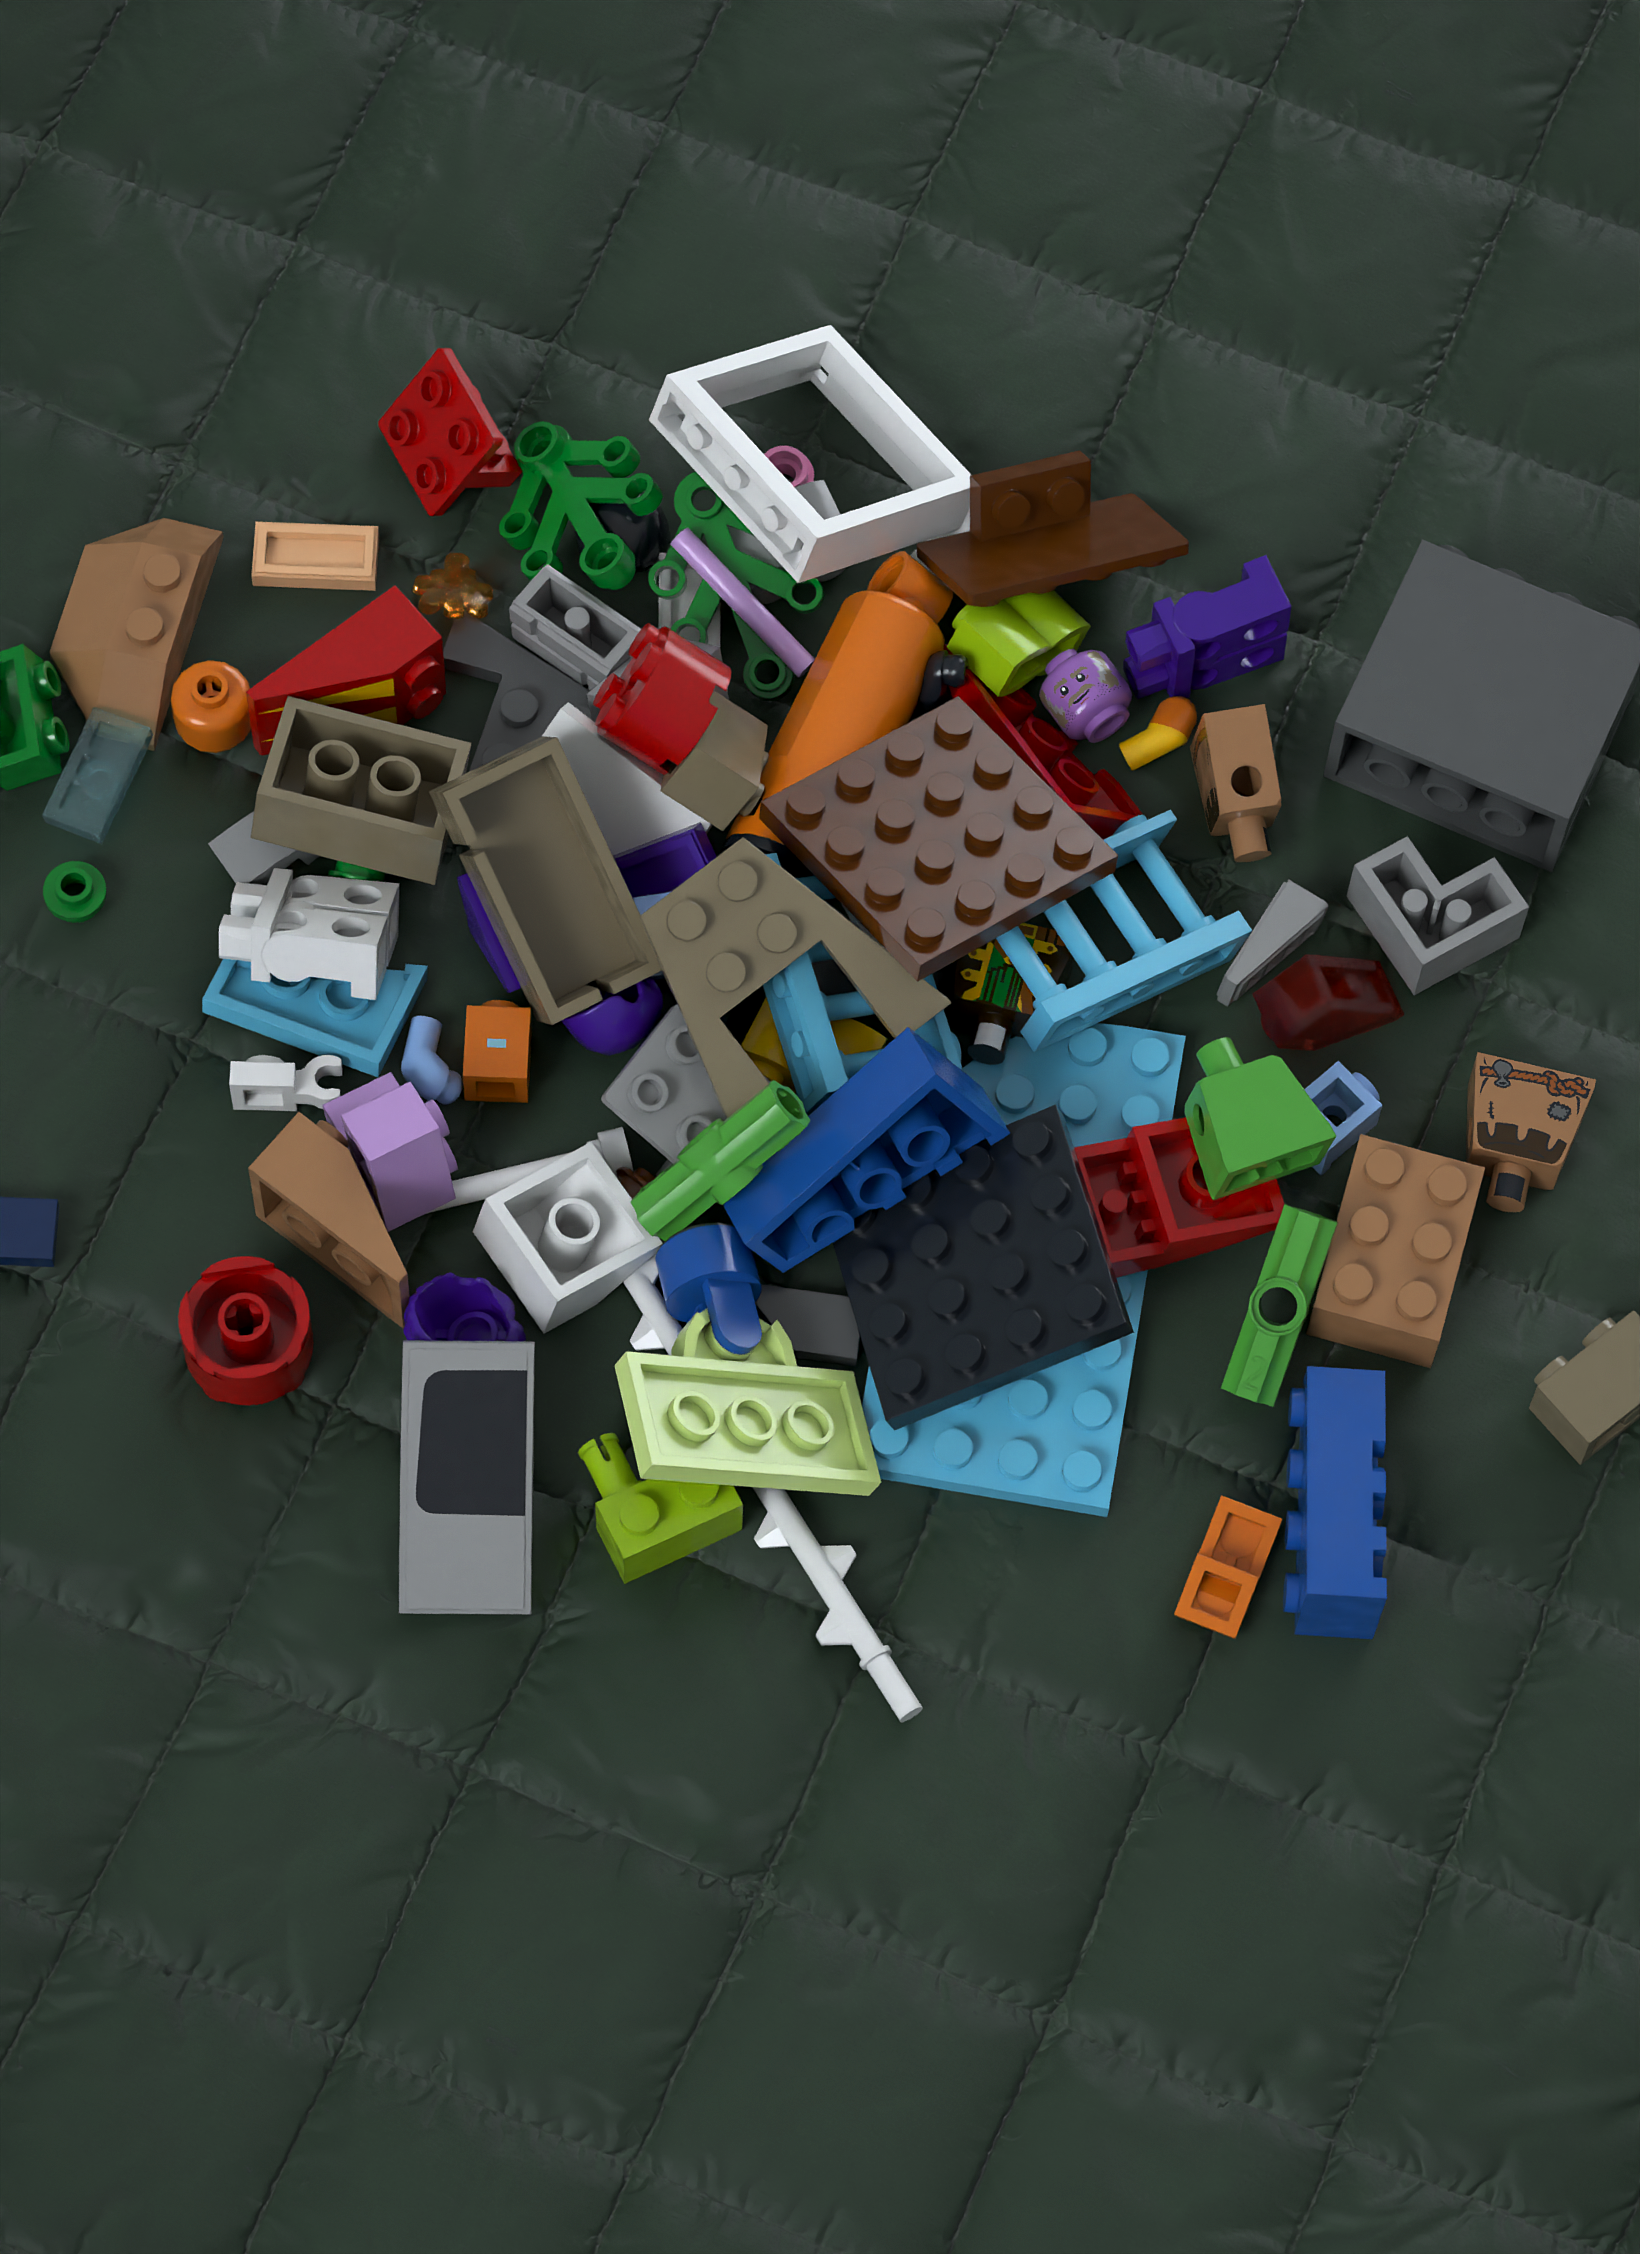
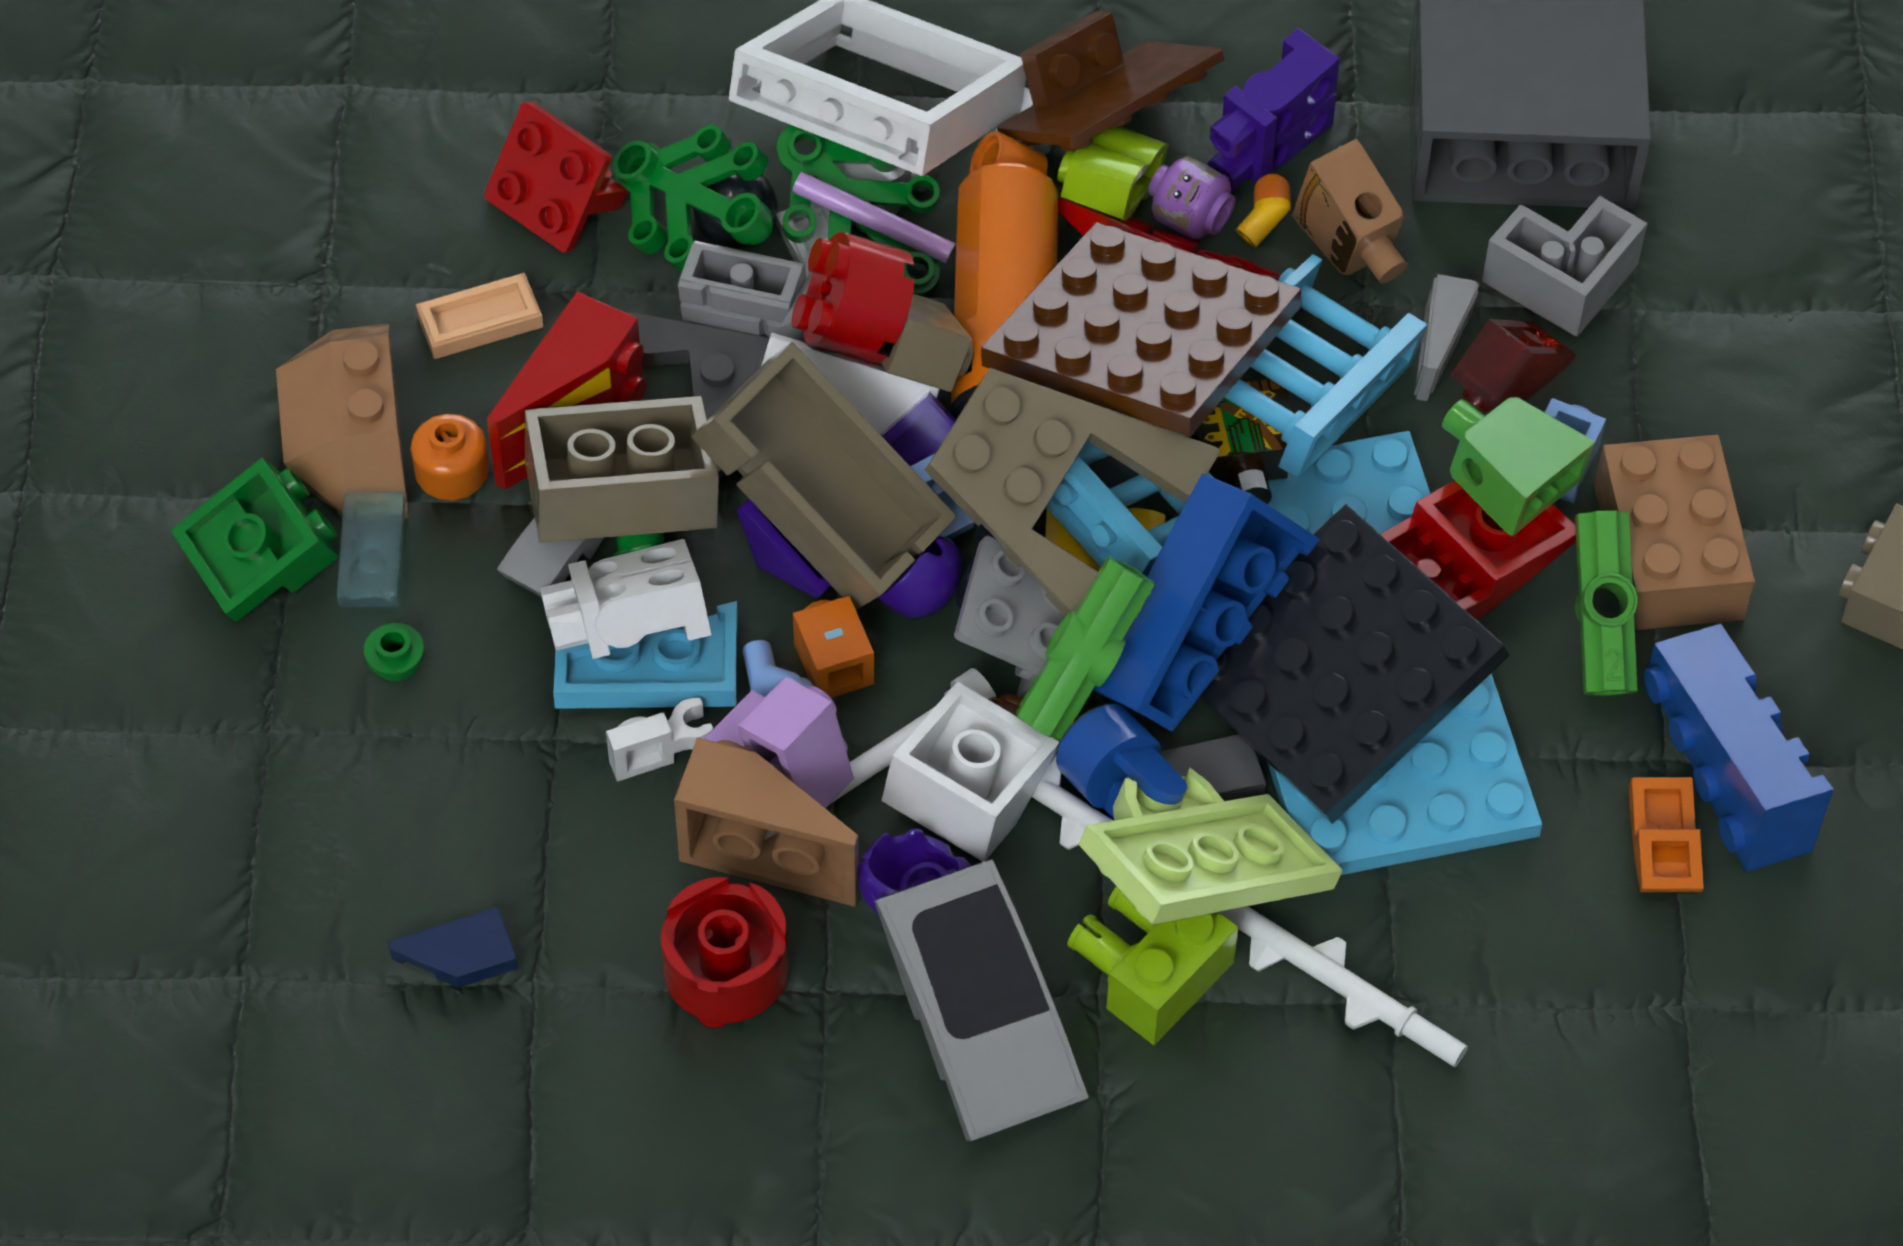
camera: 20 degrees left, 10 degrees down
(453, 589) = (618, 293): clear orange plant -> none
(941, 672) = (1068, 213): black arm -> none
(1522, 1125) = (1721, 393): medium nougat torso -> none

